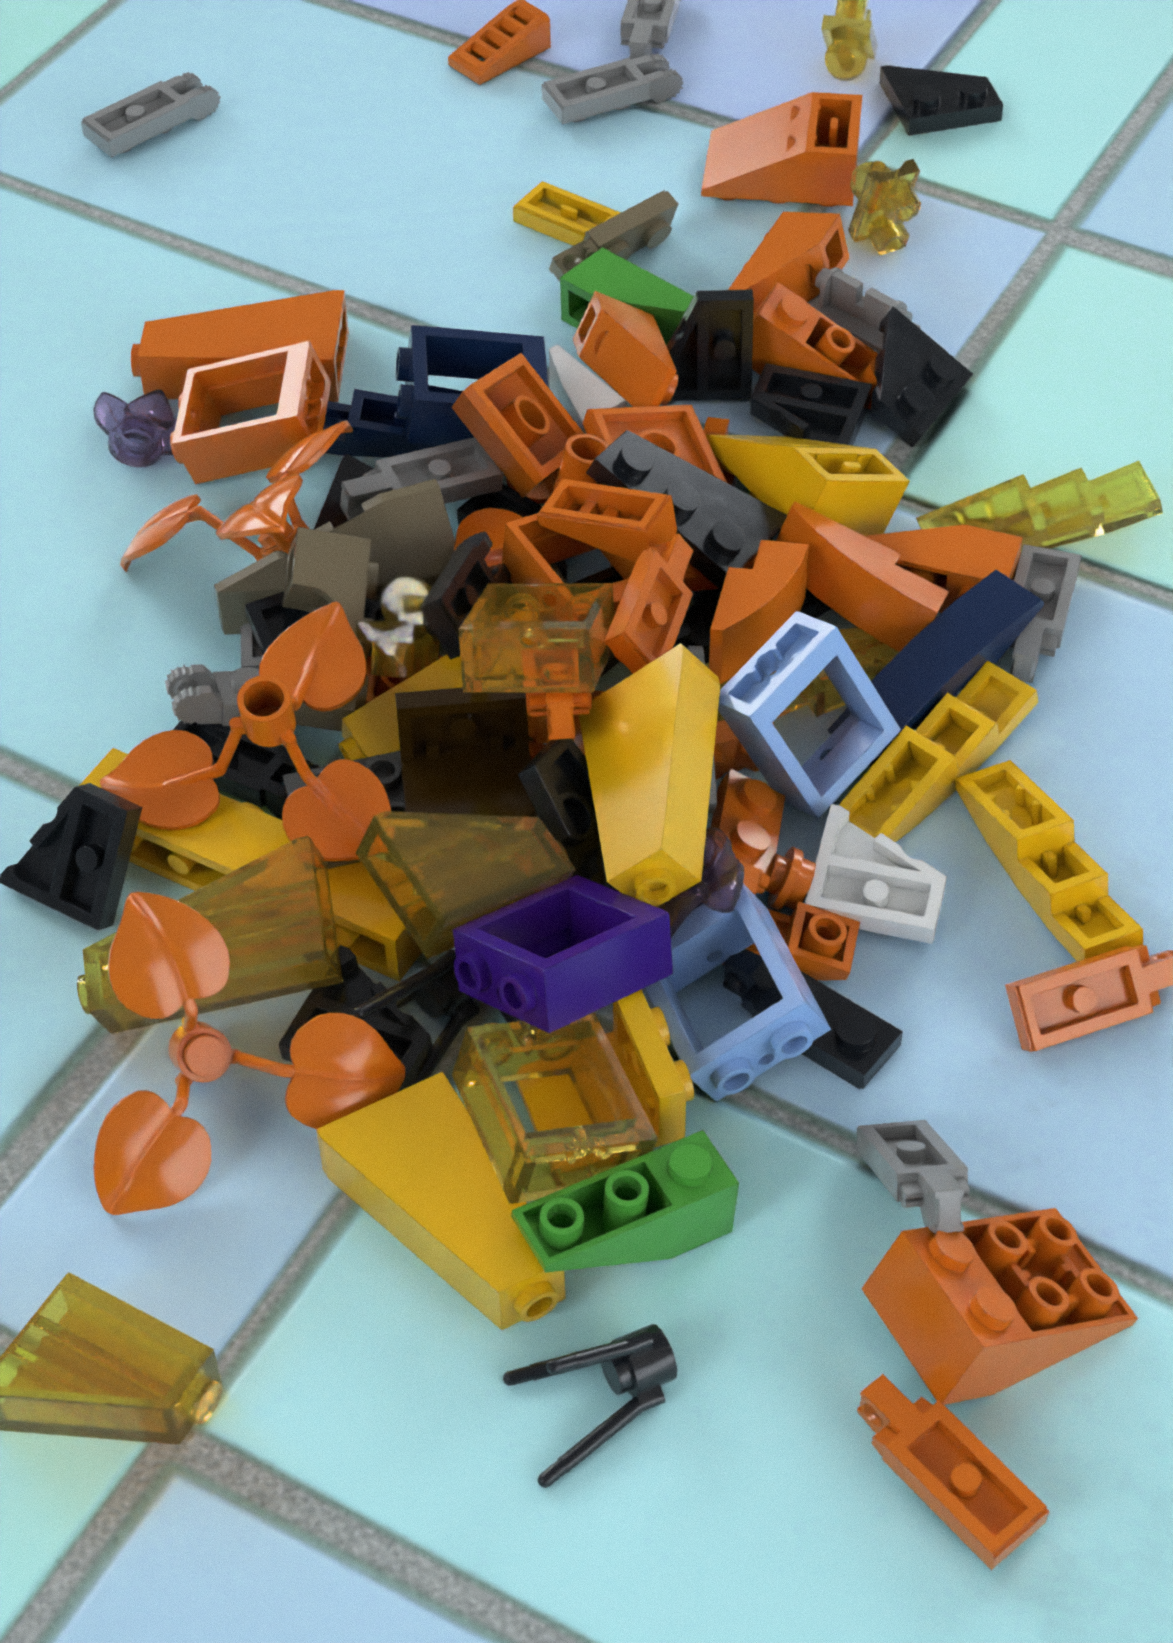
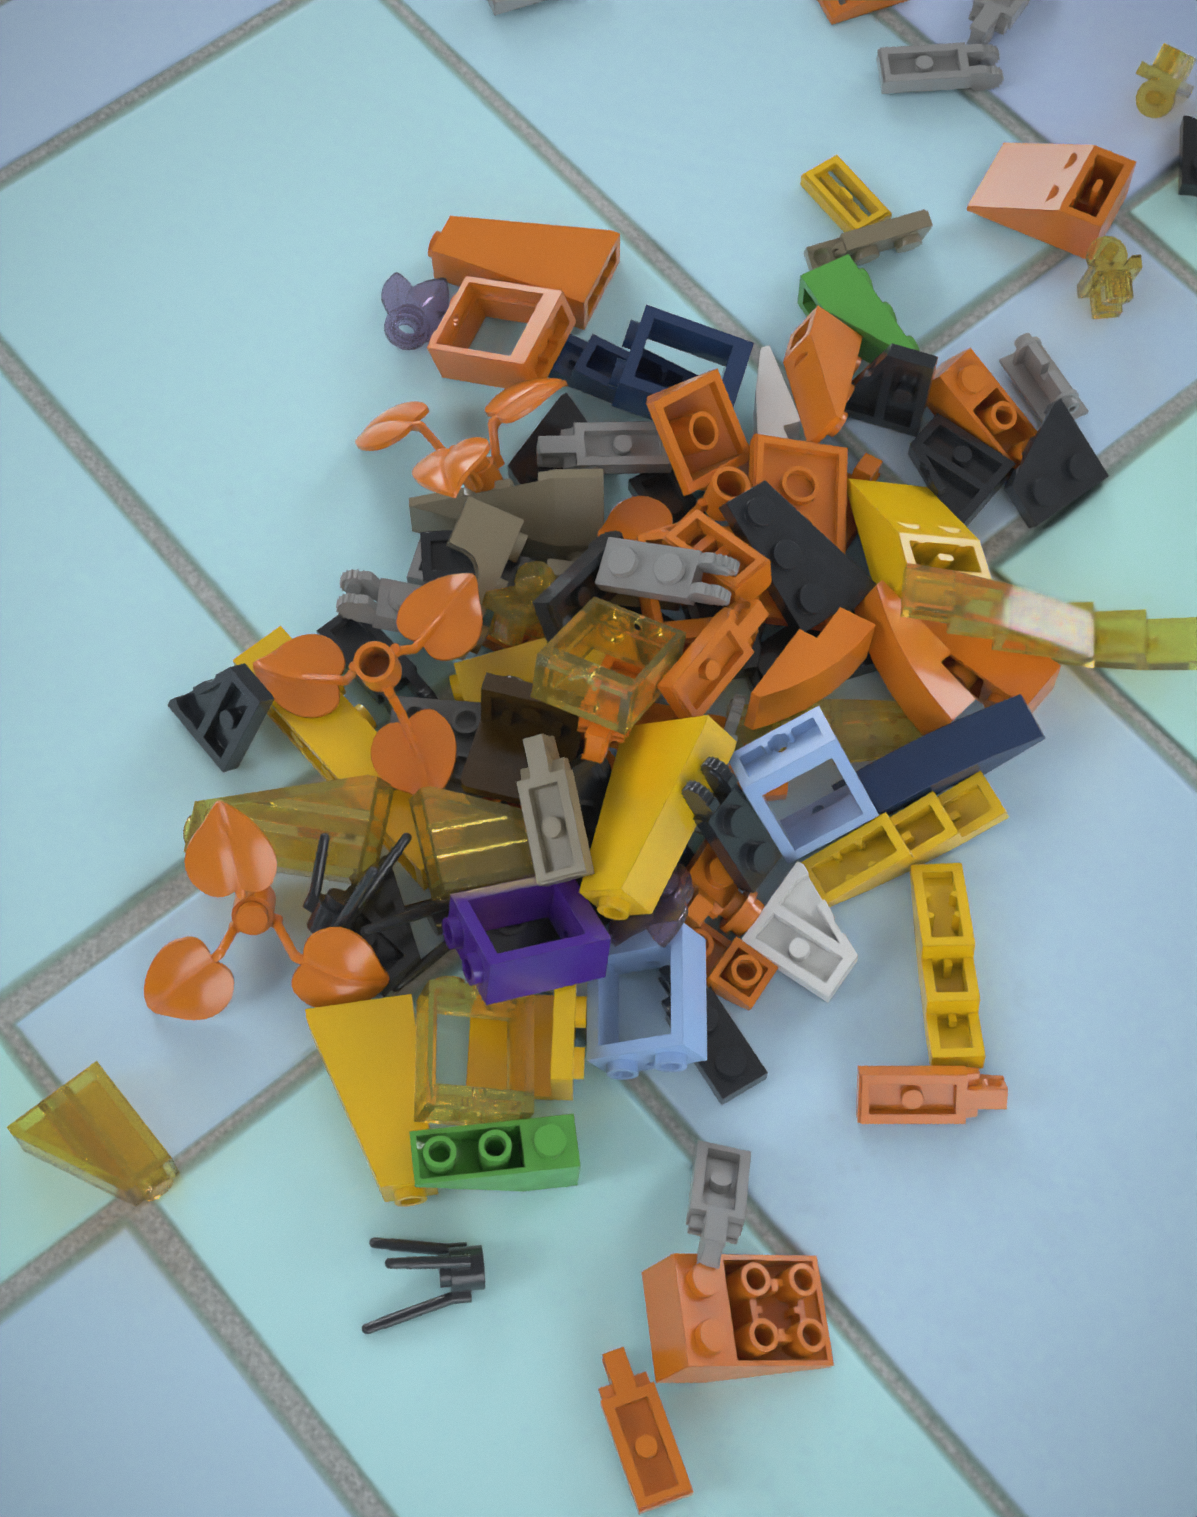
camera: 20 degrees right, 15 degrees up
(311, 999) = (338, 906): none -> black plant
(543, 806) = (552, 814): none -> dark tan hinge
(561, 539) = (663, 572): none -> light grey hinge
(748, 767) = (731, 826): none -> black hinge
(794, 255) = (995, 318): orange slope -> none
(921, 492) = (998, 611): none -> clear yellow slope
(1053, 579) = (1062, 717): light grey hinge -> none

